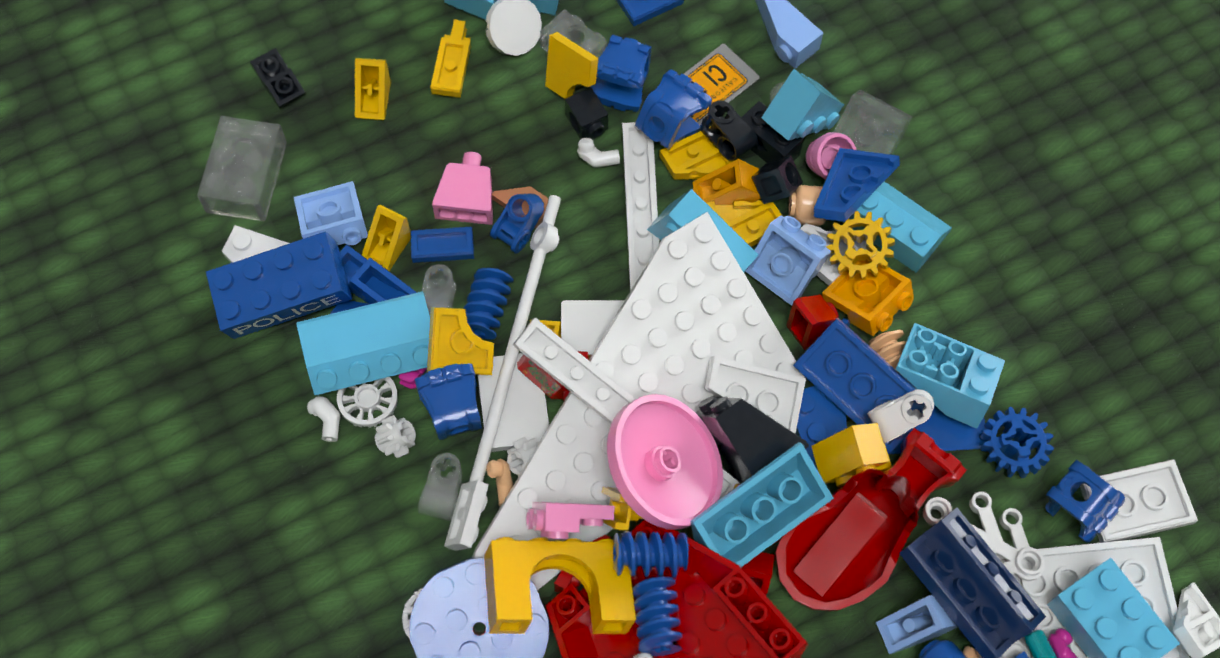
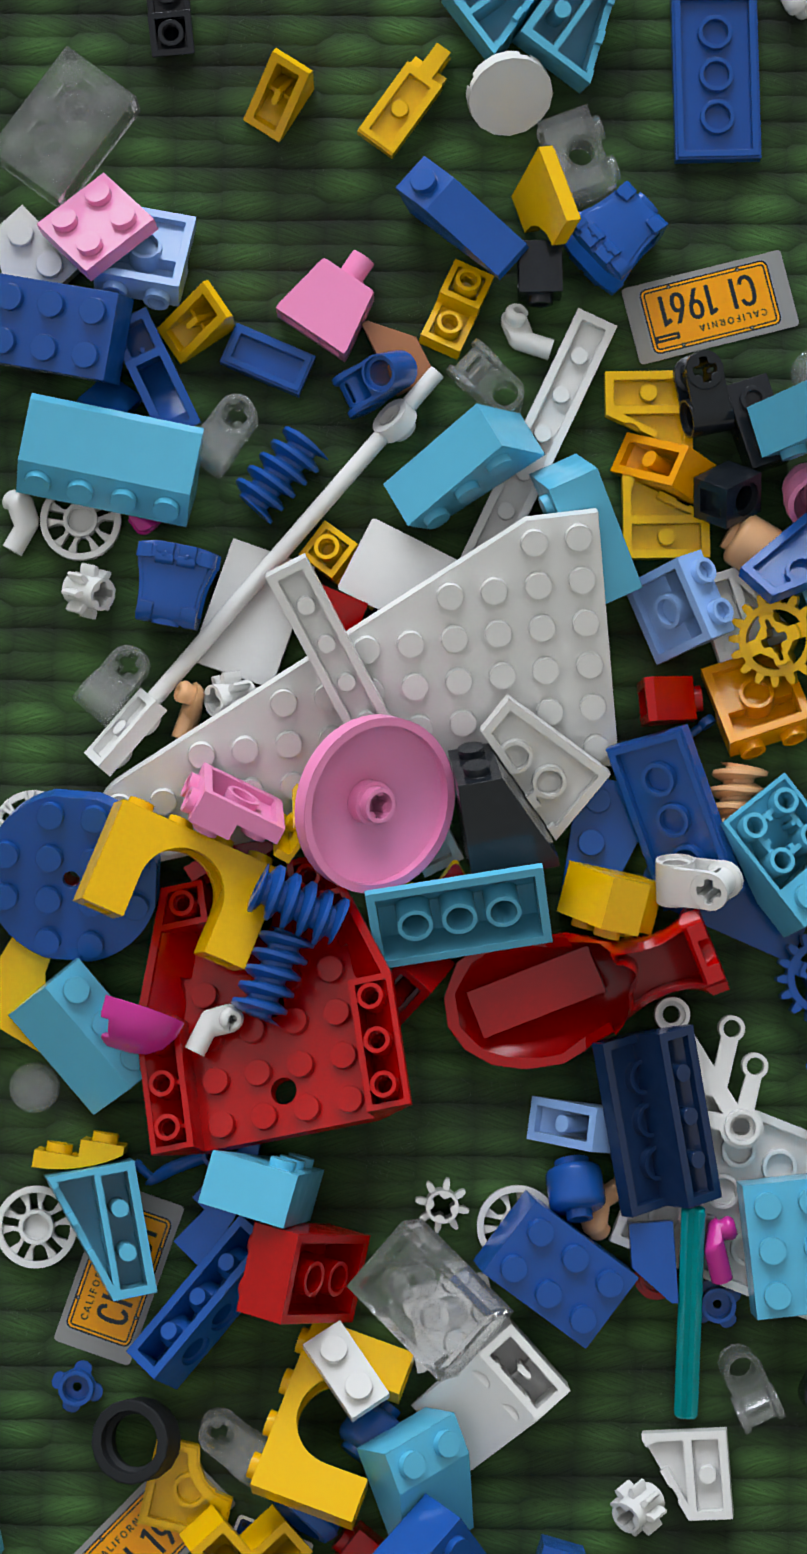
camera: 25 degrees right, 20 degrees up
(291, 210) = (97, 226): none -> bright pink plate
(454, 342) = (210, 517): yellow tile -> none
(520, 103) = (460, 217): none -> blue slope
(546, 161) = (456, 309): none -> yellow slope
(587, 188) = (482, 374): none -> clear piece
(601, 240) = (462, 465): none -> medium azure wedge
(669, 107) = (647, 330): blue piece -> none

